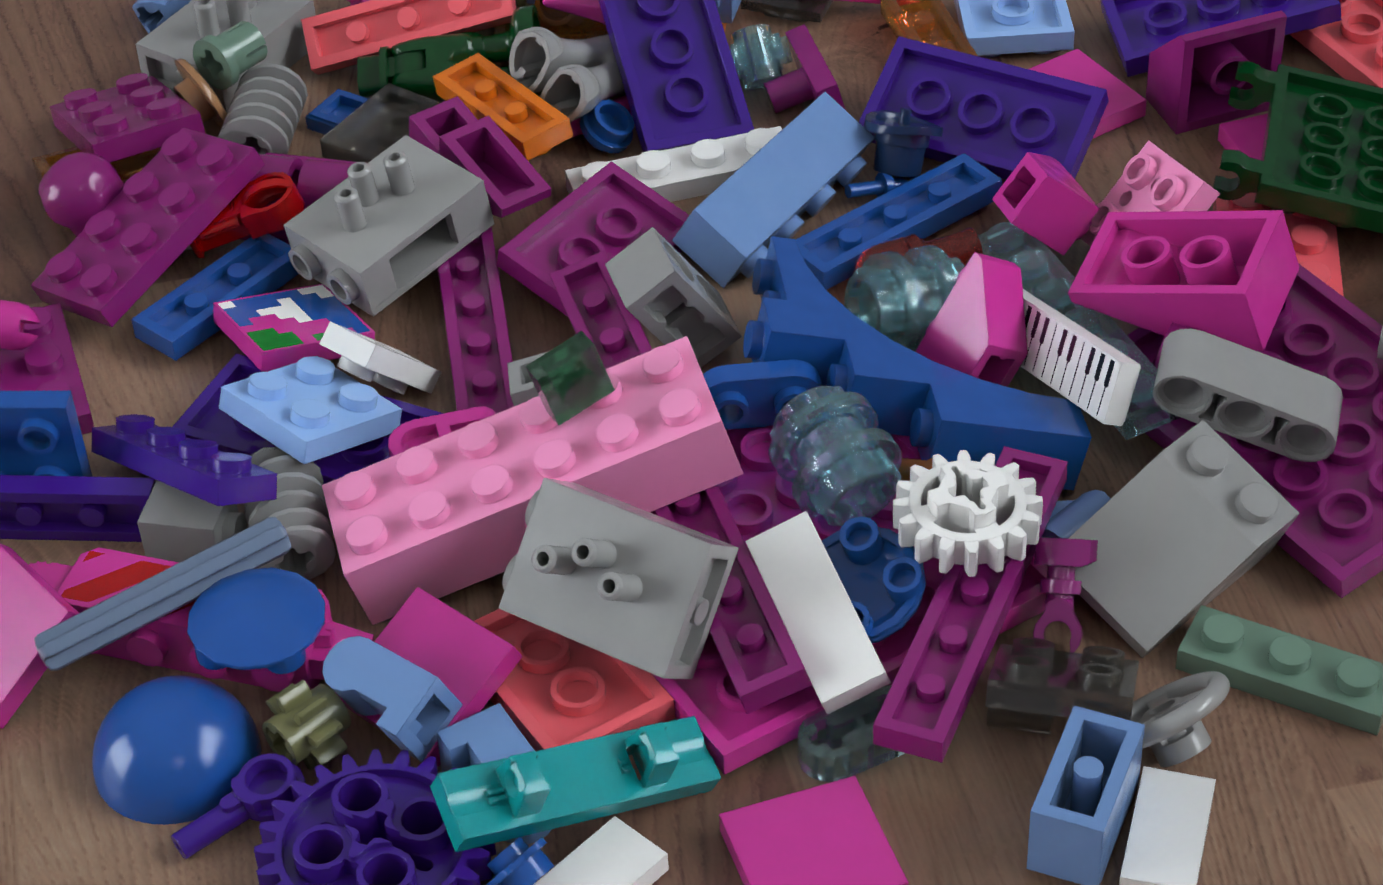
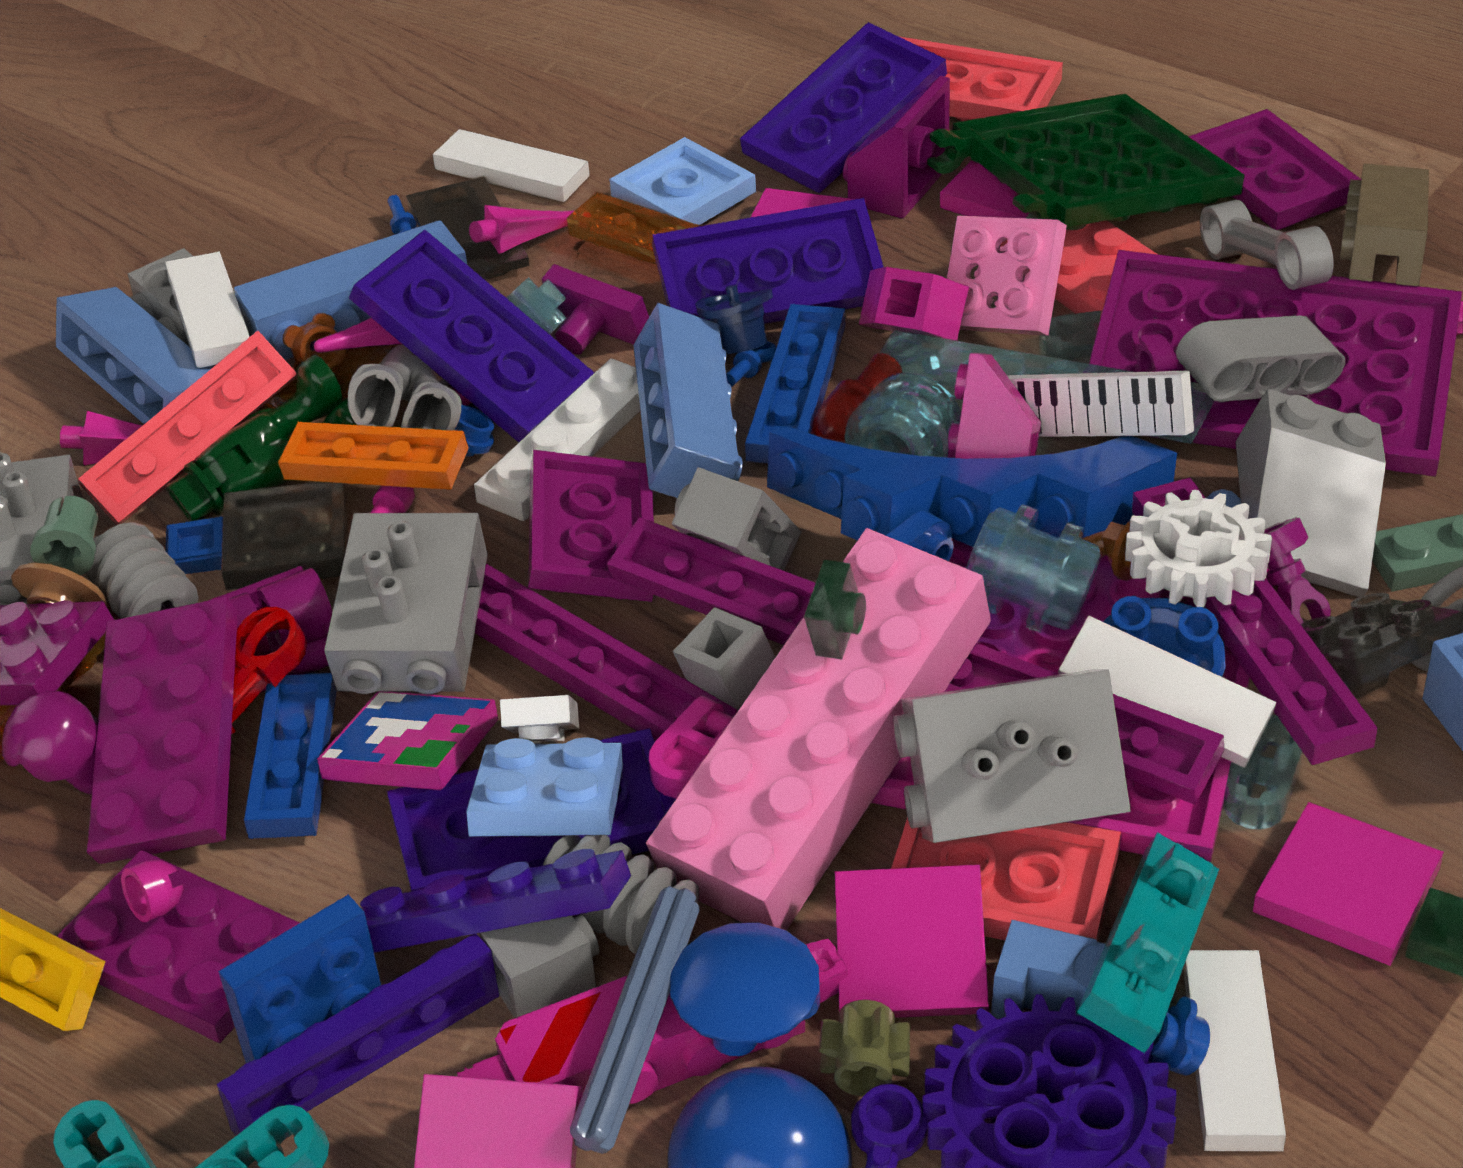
camera: 40 degrees left, 0 degrees up
(383, 683) = (919, 966): medium blue leg -> none
(483, 151) = (413, 491): magenta slope -> none
(1191, 269) = (1111, 293): dark pink slope -> none

